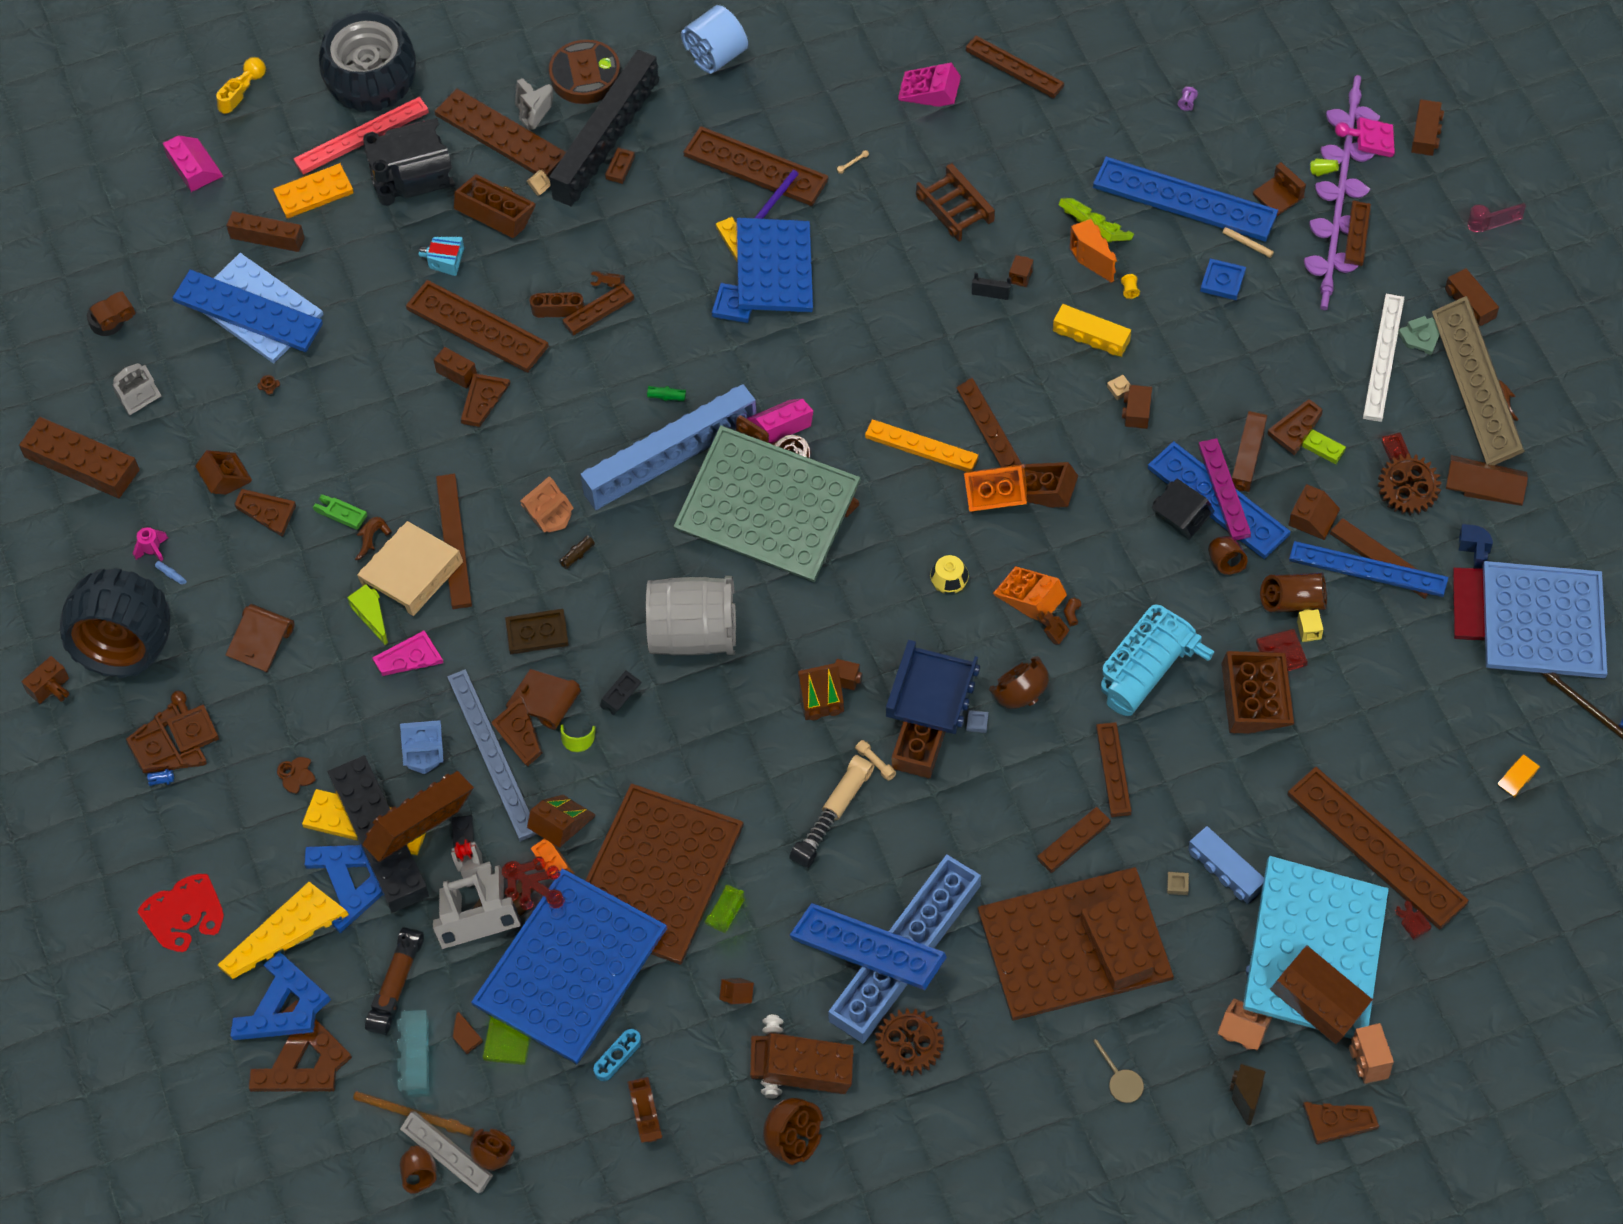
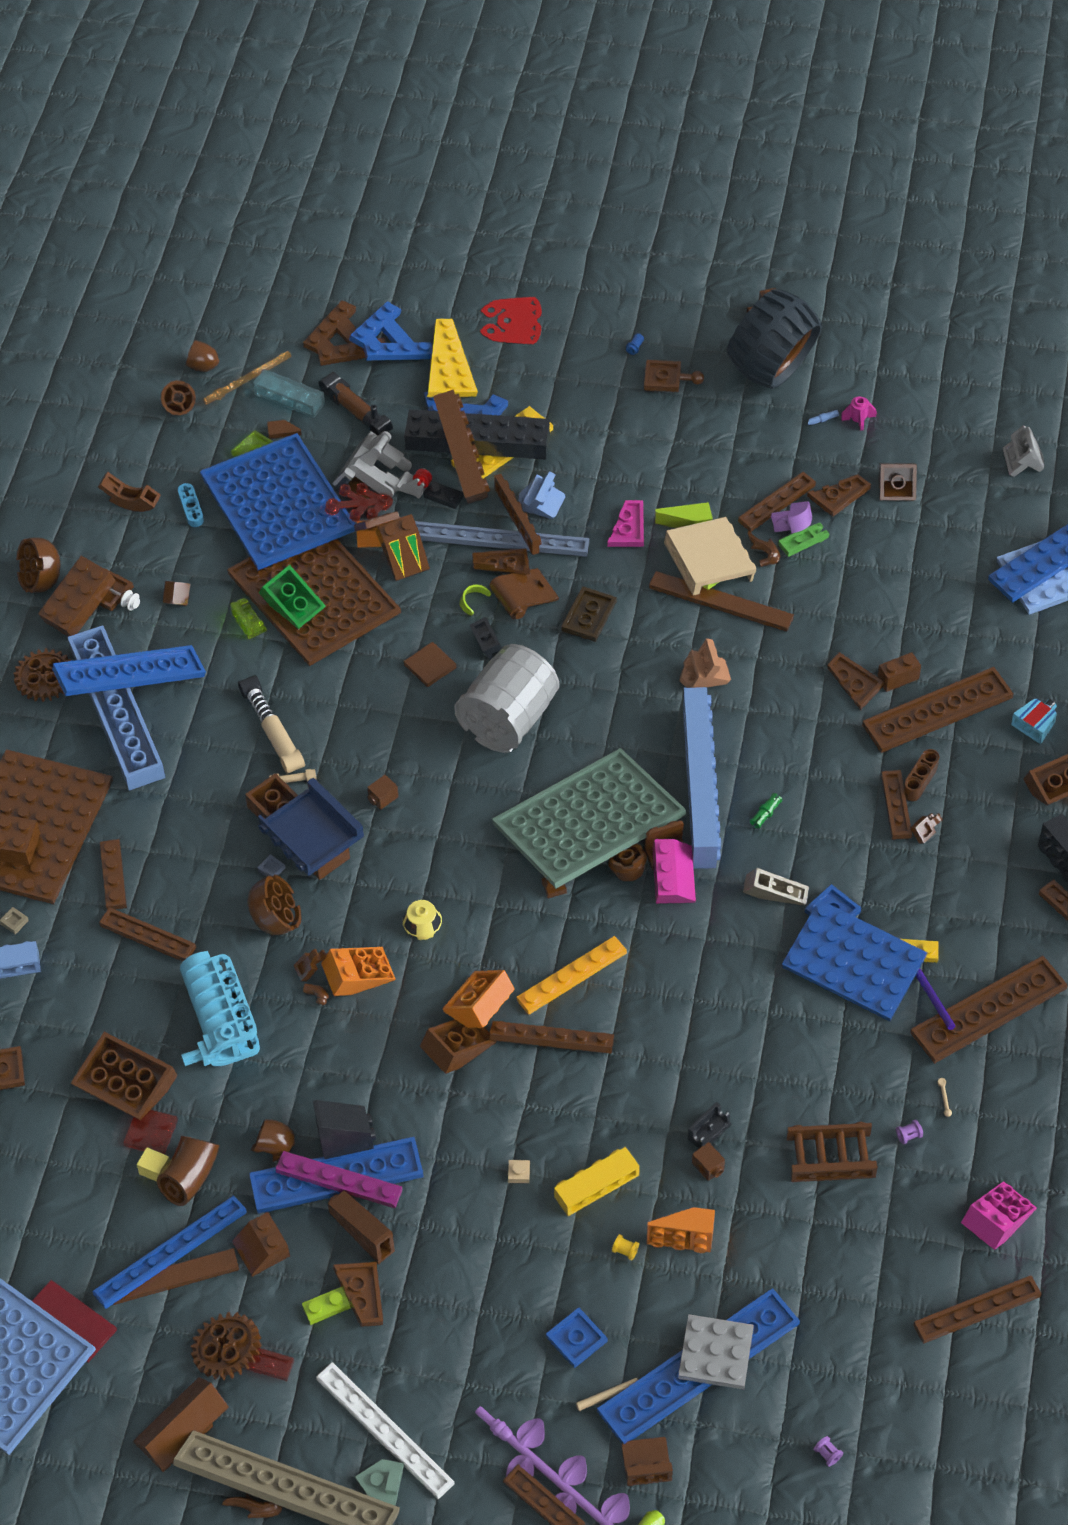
camera: 120 degrees right, 5 degrees down
(79, 457) = (976, 398): reddish brown brick -> none
(155, 750) = (661, 347): reddish brown wing -> none
(260, 635) = (719, 445): reddish brown door -> none
(268, 380) = (972, 545): reddish brown plate -> none
(298, 774) = (576, 420): reddish brown plate -> none
(305, 553) = (776, 501): none -> reddish brown plate
(322, 521) = (795, 520): none -> medium lavender brick
(446, 1152) = (217, 377): light grey plate -> none
(460, 743) = (516, 513): none -> reddish brown plate
(554, 842) = (376, 521): none -> reddish brown tile
(576, 552) = (646, 674): dark brown pin -> none
(676, 727) = (430, 664): none -> reddish brown tile
(684, 874) = (292, 597): none -> green slope
(743, 349) = (774, 888): none -> dark tan slope
(820, 691) = (374, 759): reddish brown slope -> none
(901, 165) = (909, 1132): none -> medium lavender bush
(1108, 230) = (715, 1262): lime wing -> none
(1138, 406) = (483, 1168): reddish brown brick -> none
(1170, 188) = (716, 1351): none -> light grey plate
(1476, 540) = (125, 1365): dark blue brick -> none

